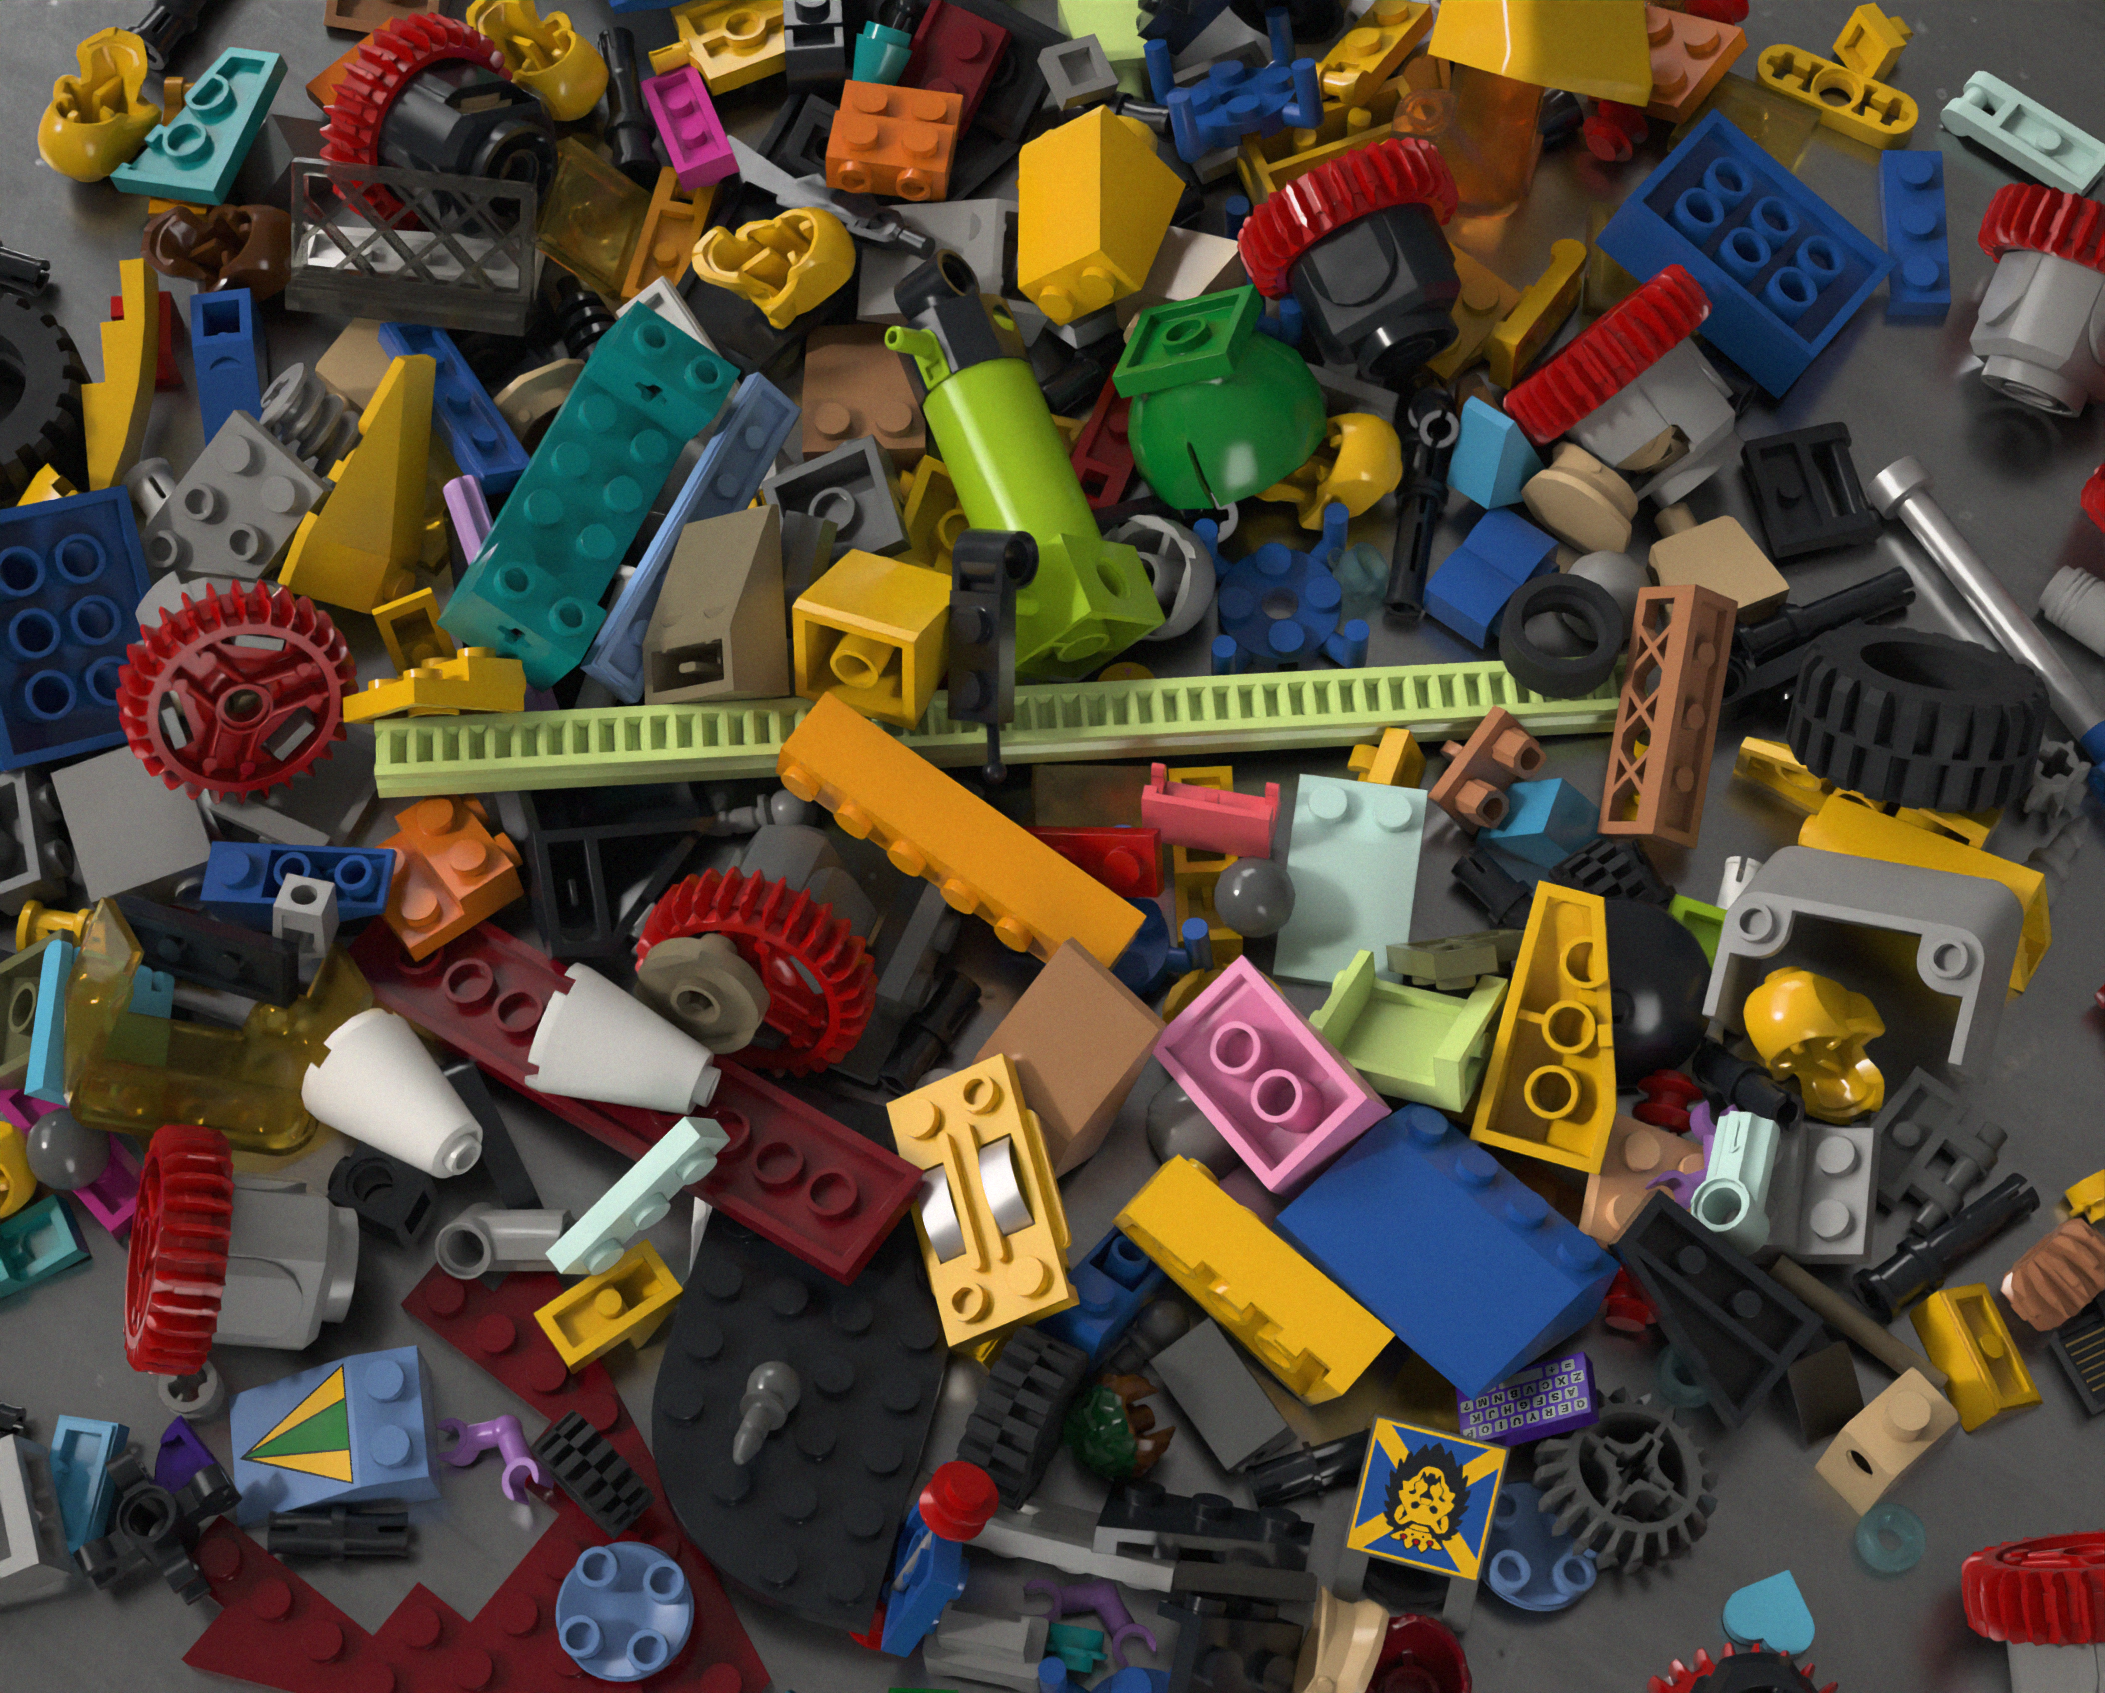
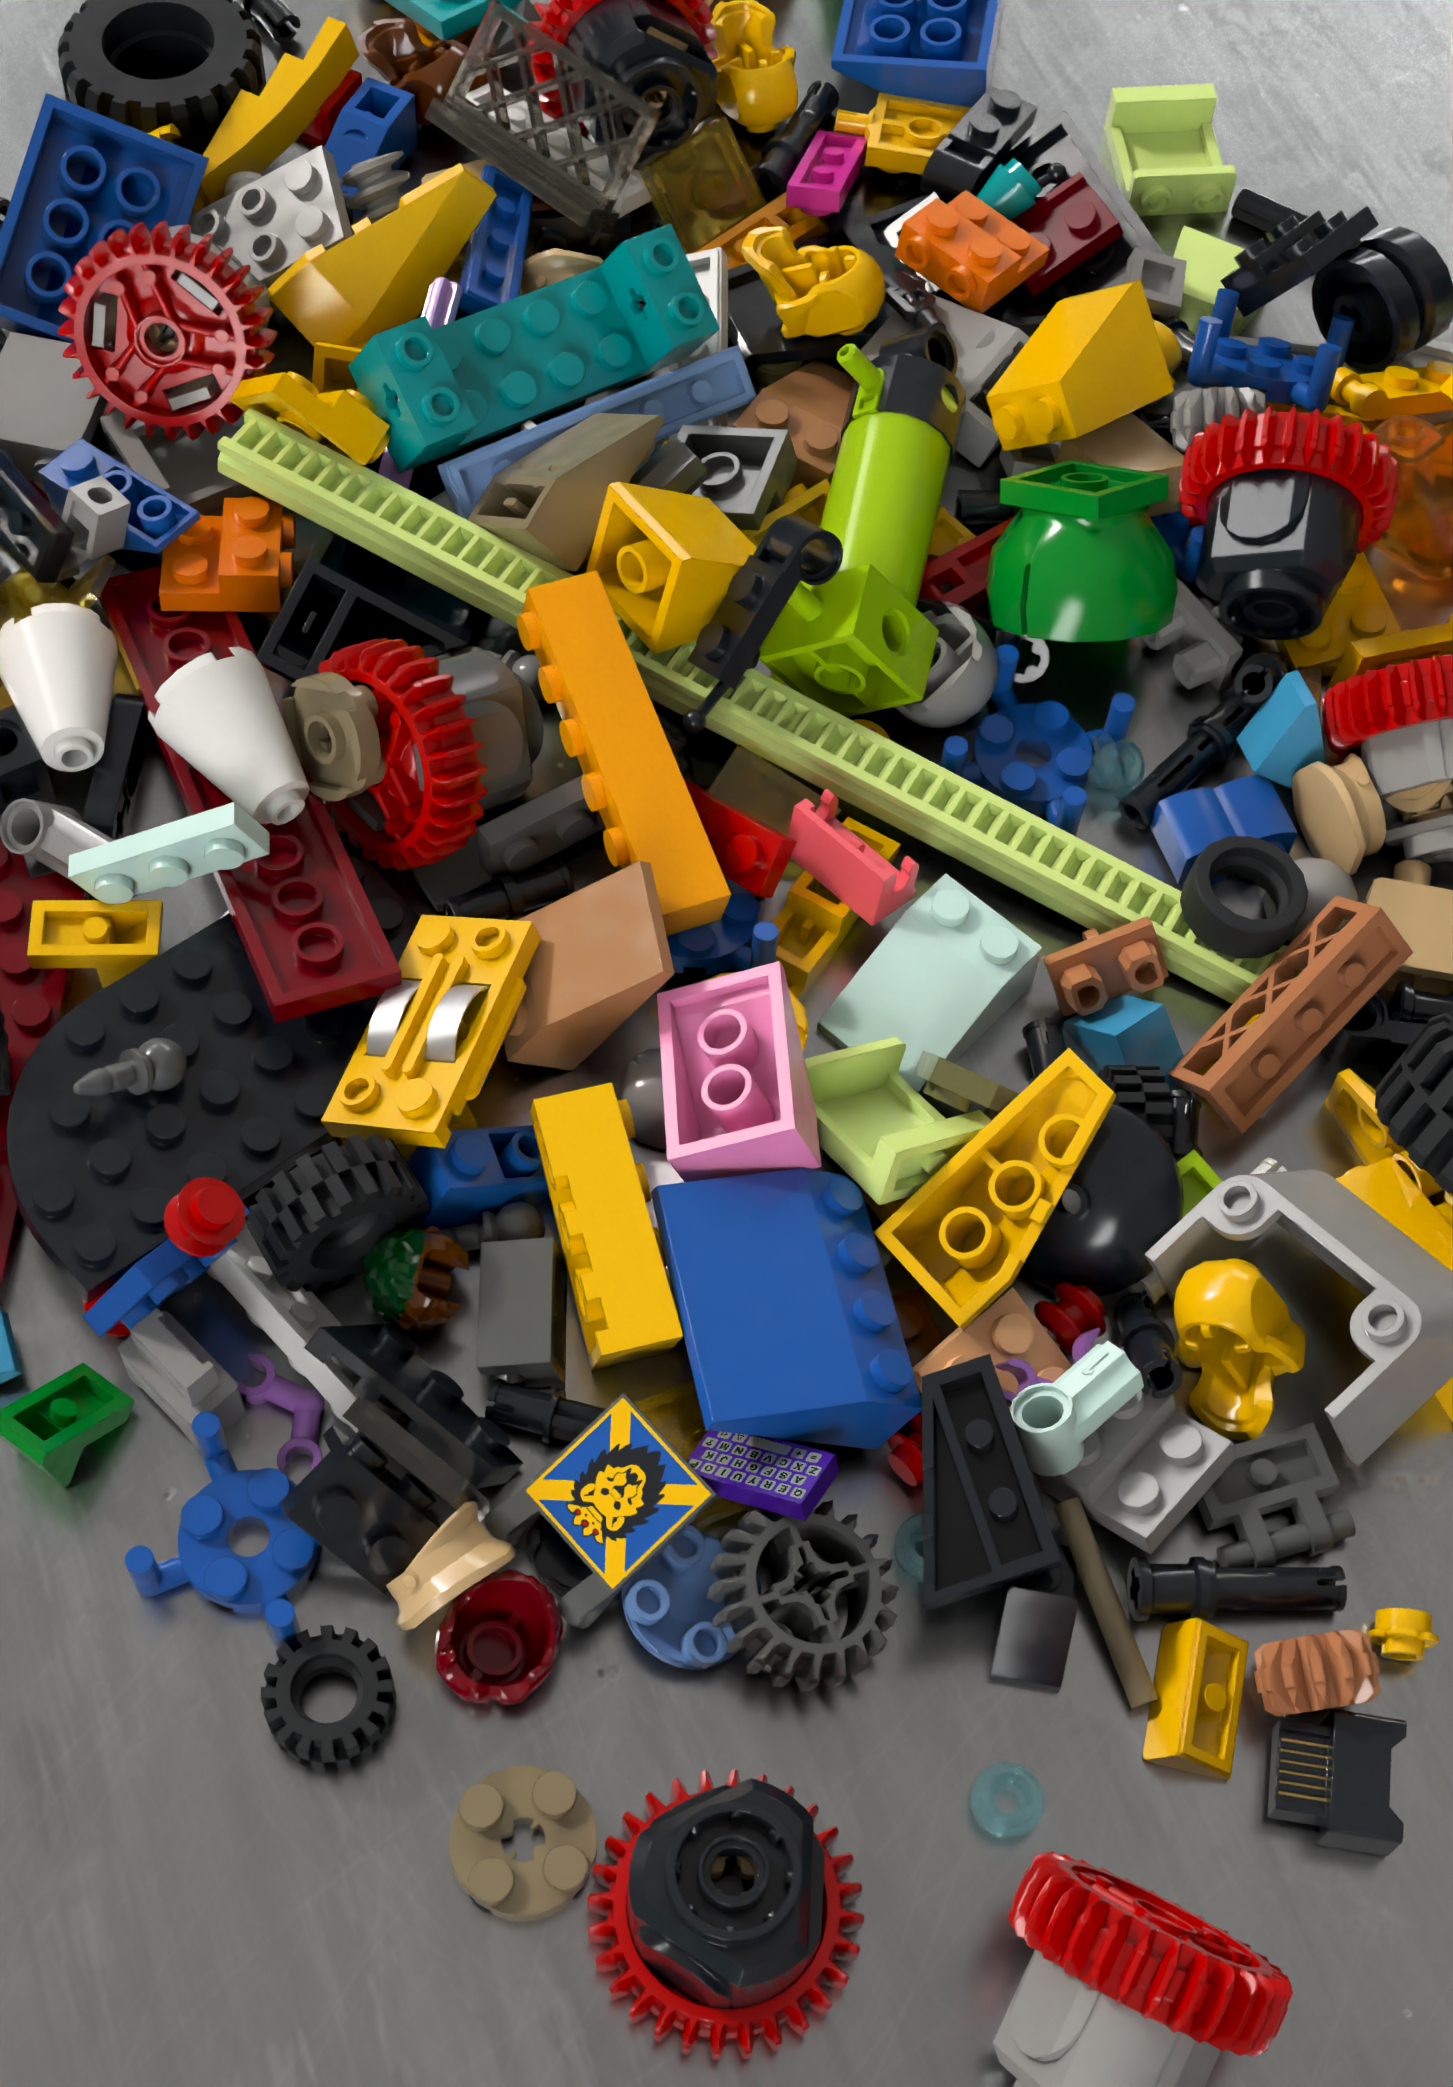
camera: 25 degrees right, 5 degrees down
(1076, 1646) = (251, 1429): teal plate -> none
(1237, 186) = (1202, 406): none -> light grey gear
(1254, 897) = (837, 942): dark grey piece -> none
(1350, 466) = (1162, 674): yellow head -> none
(1394, 763) = (1036, 915): yellow tile -> none
(1771, 1615) = (852, 1794): medium azure tile -> none
(1895, 1438) = (1067, 1712): tan torso -> none

